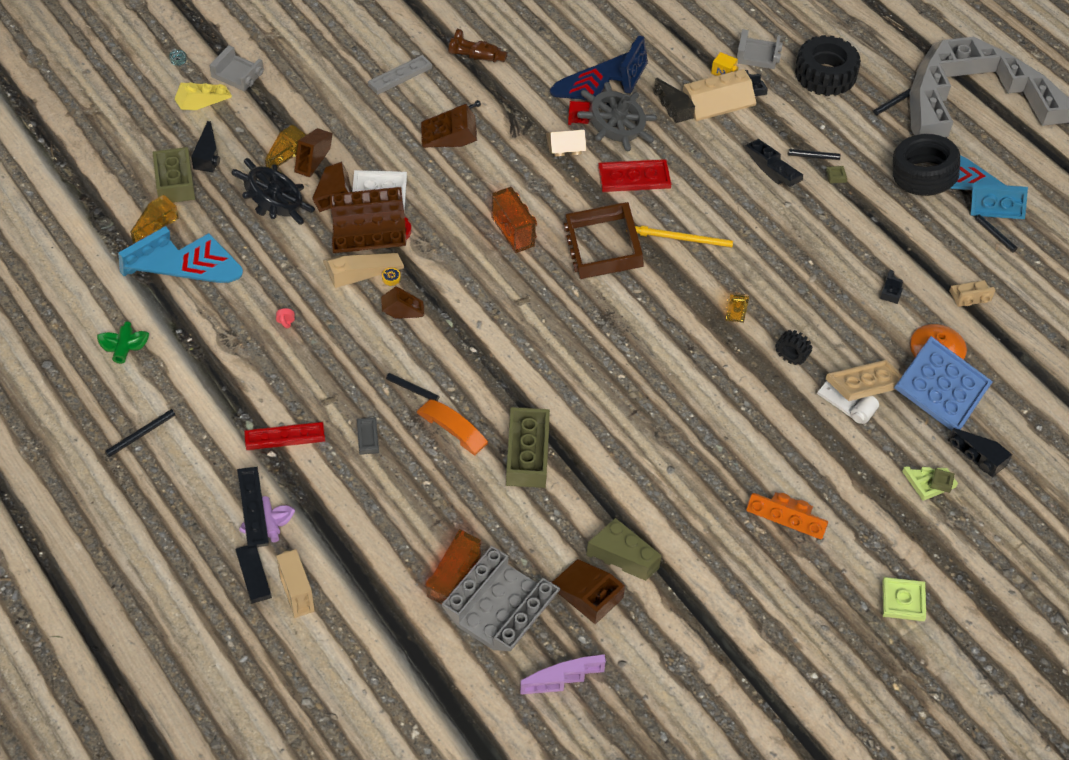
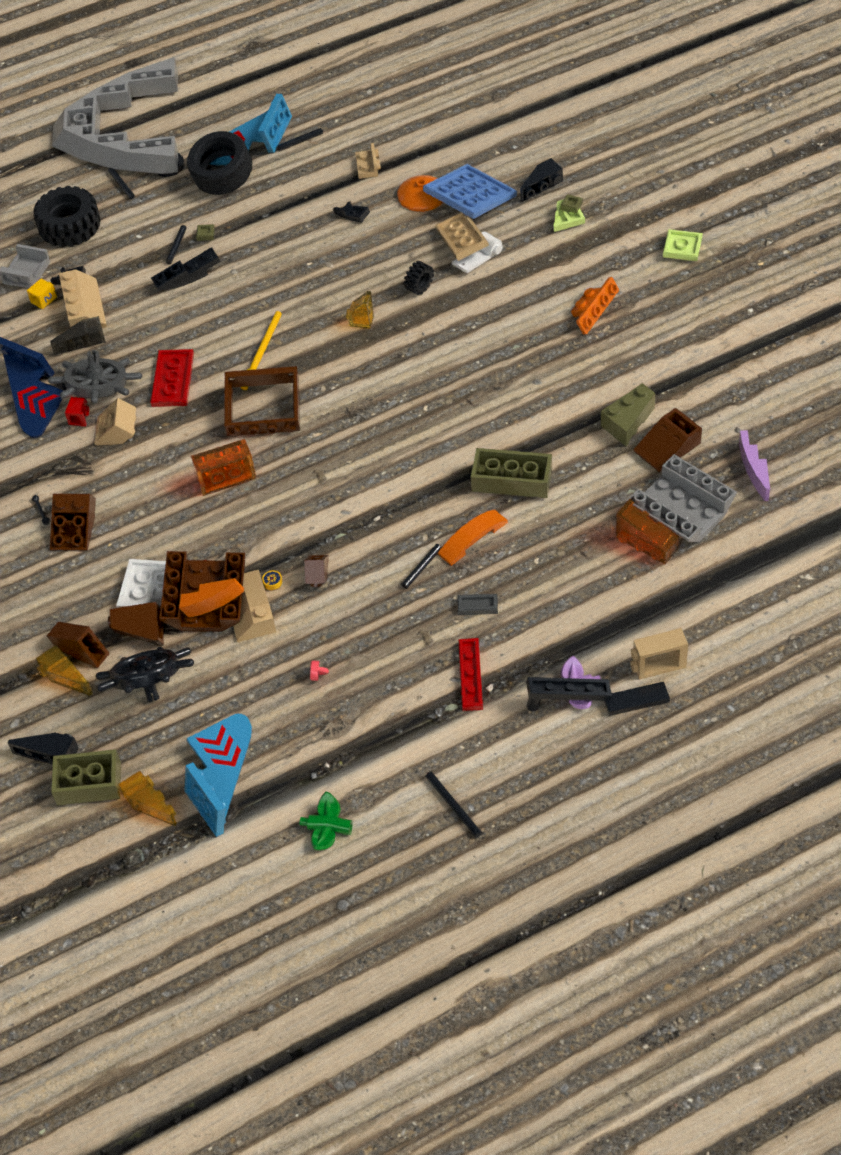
camera: 75 degrees left, 0 degrees up
(349, 221) = (210, 597): none -> orange slope

